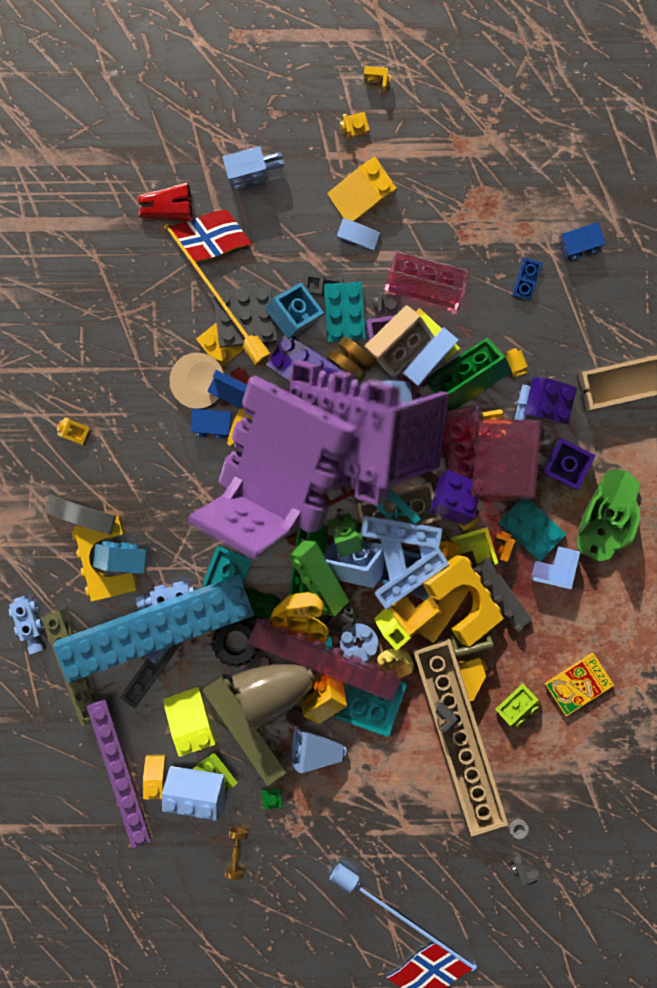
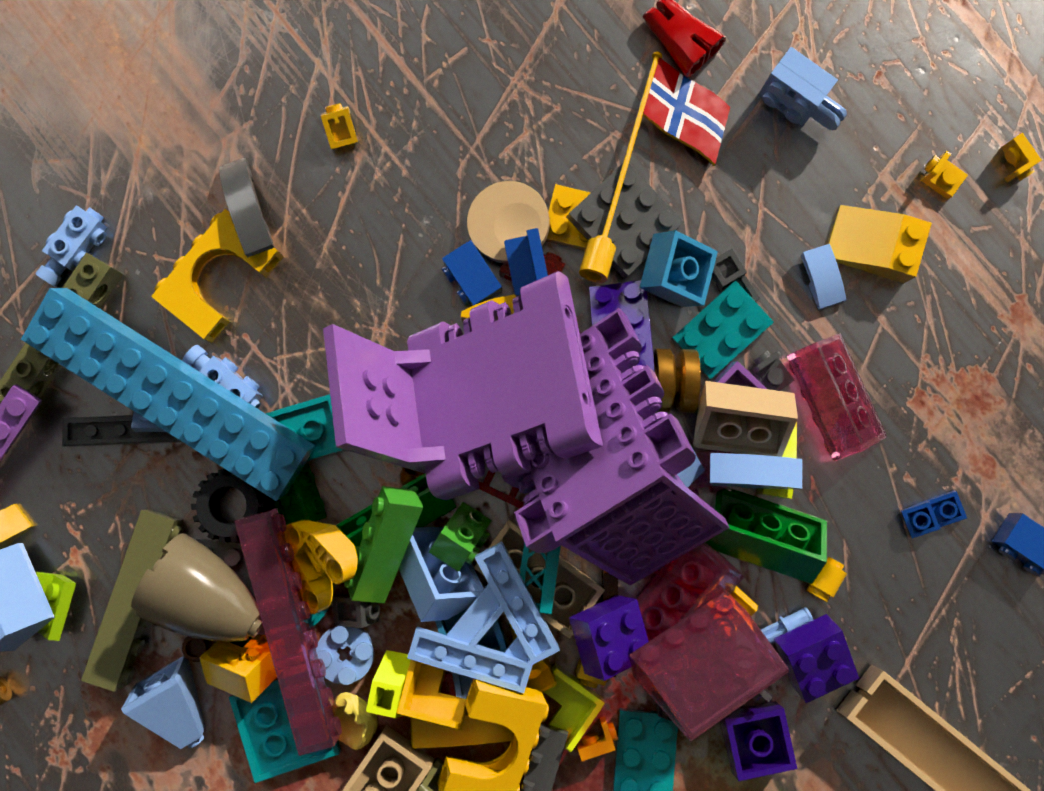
camera: 50 degrees right, 5 degrees down
(119, 557) = (226, 288): dark azure brick -> none
(189, 721) = (93, 525): neon yellow slope -> none
(271, 798) = (74, 696): green plate -> none

